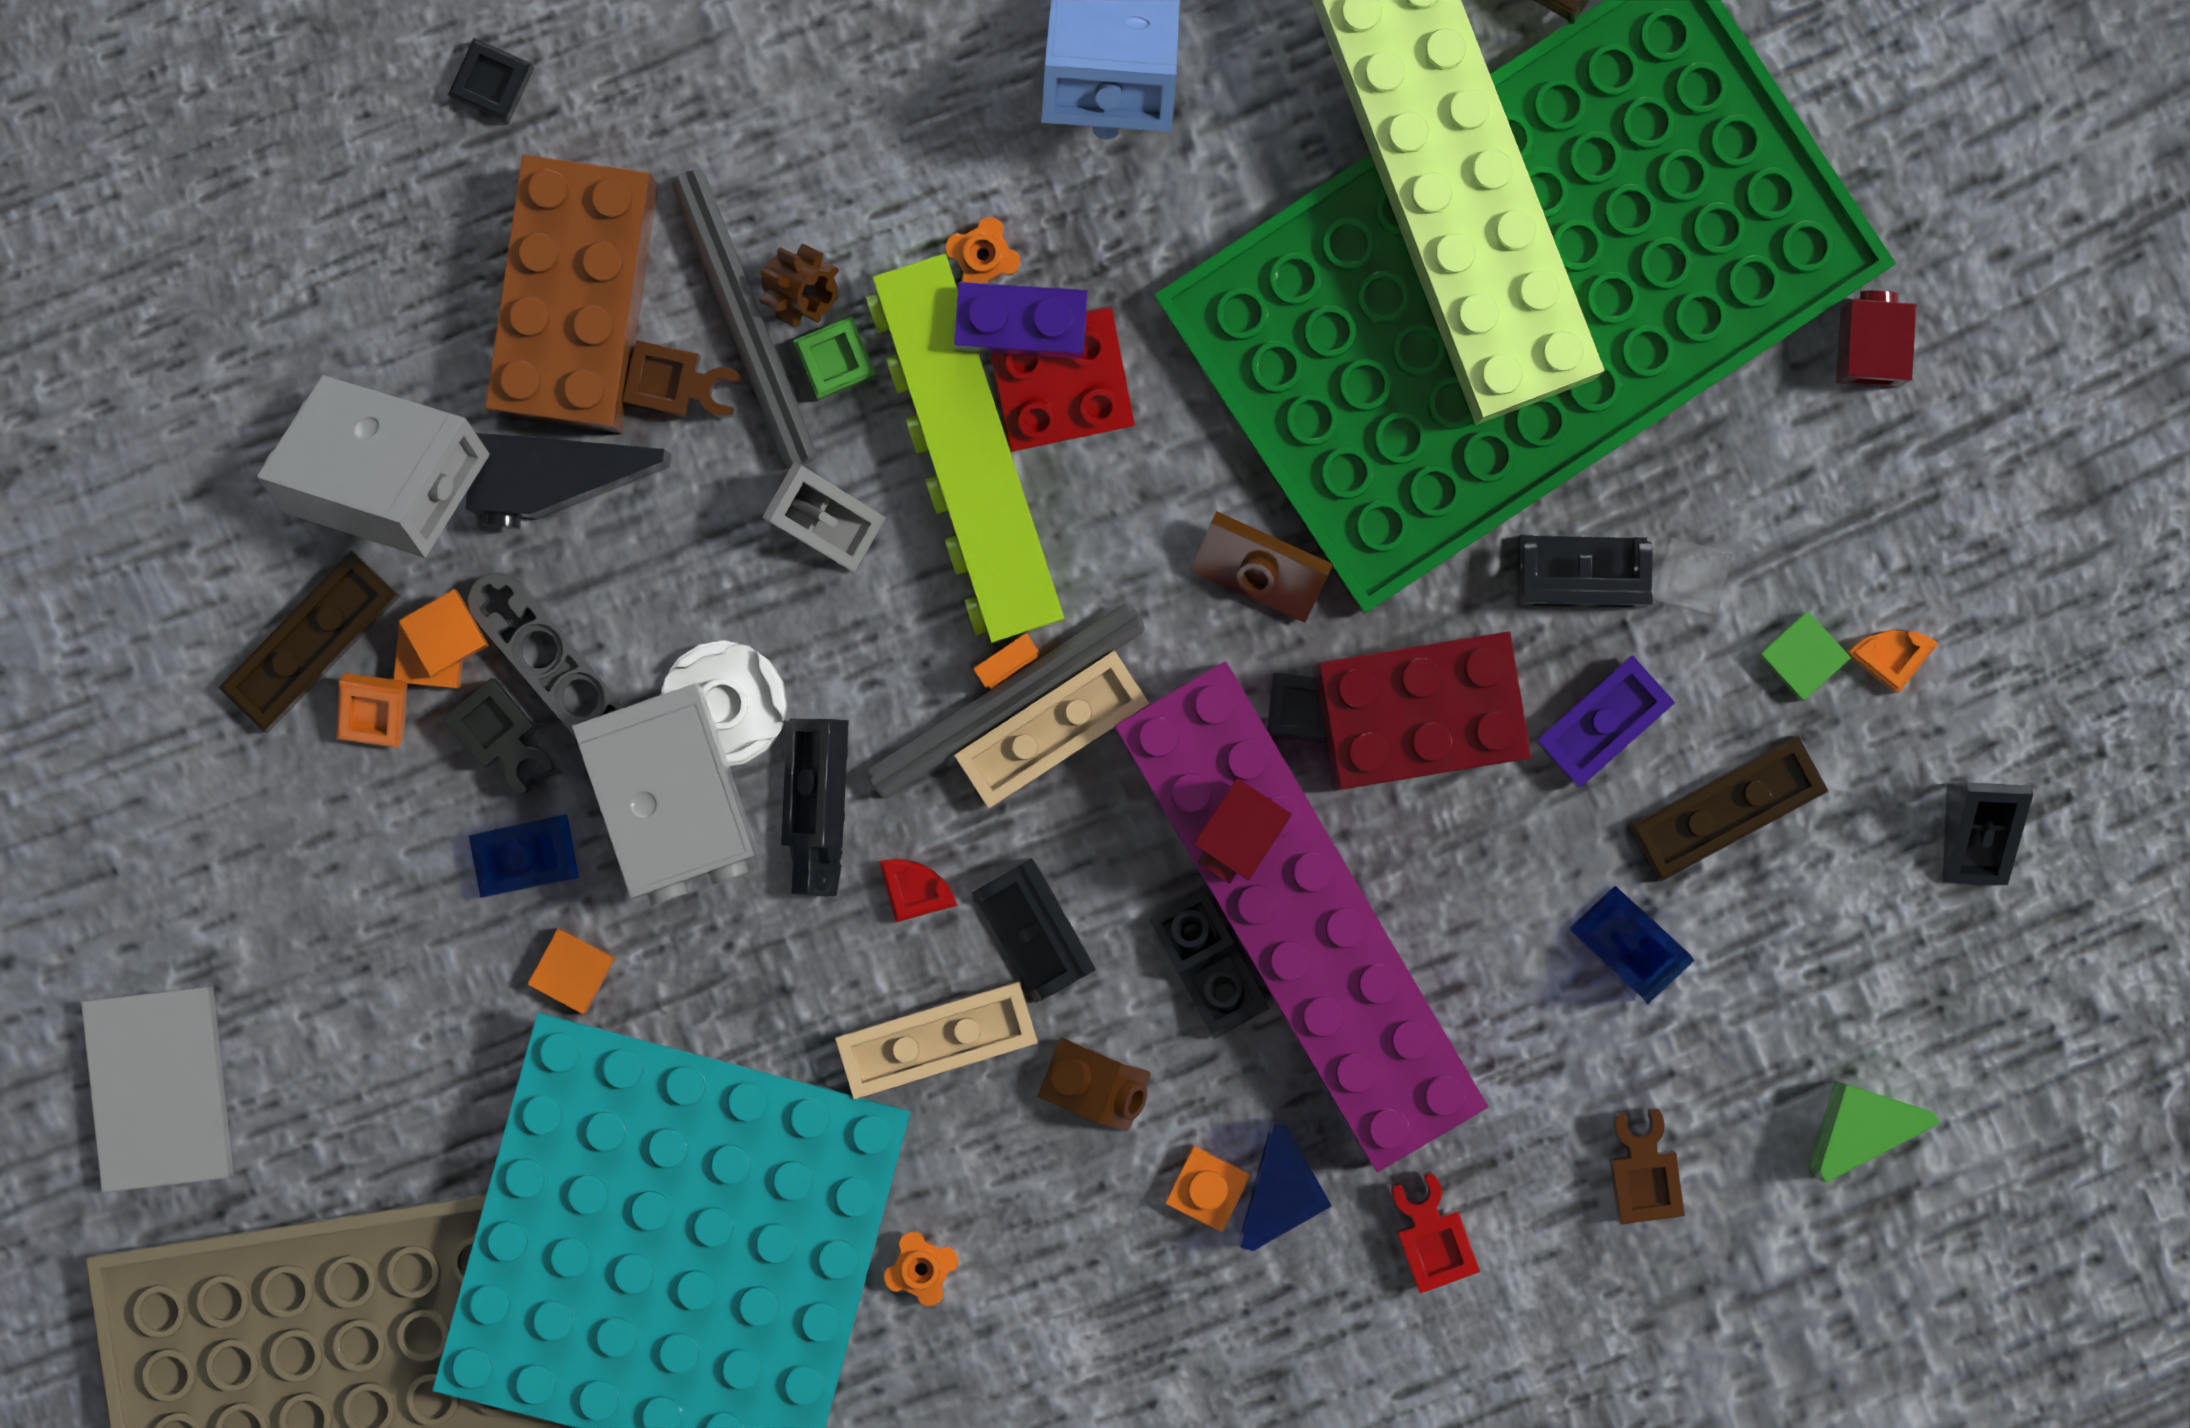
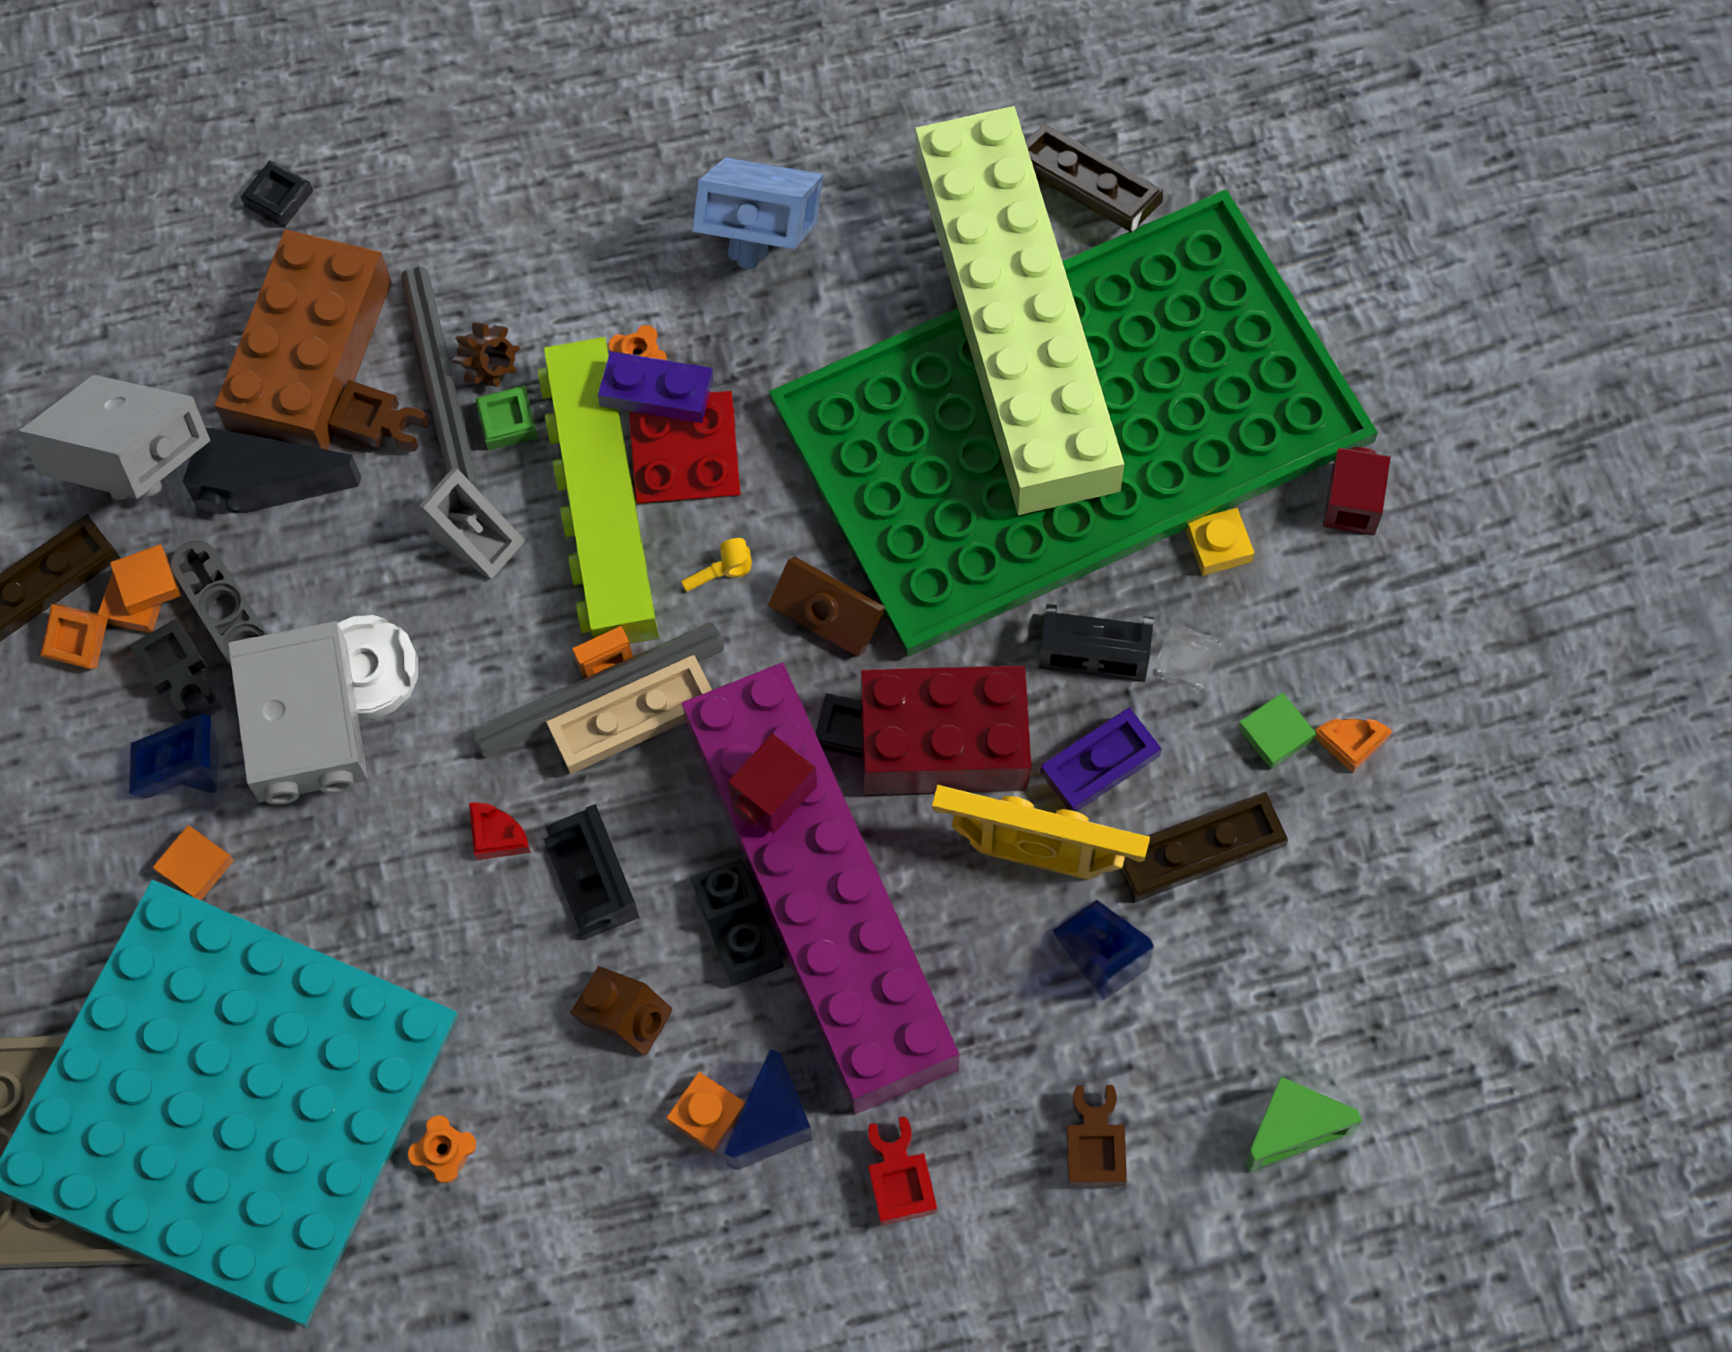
camera: 10 degrees right, 20 degrees down
(815, 803) = (423, 749): black hinge -> none
(936, 1040) = (490, 954): tan plate -> none
(1142, 516) = (735, 563): none -> yellow hand
(1573, 836) = (1036, 837): none -> yellow wing
(1717, 422) = (1220, 541): none -> yellow plate
(1983, 831) = (1421, 881): black slope -> none

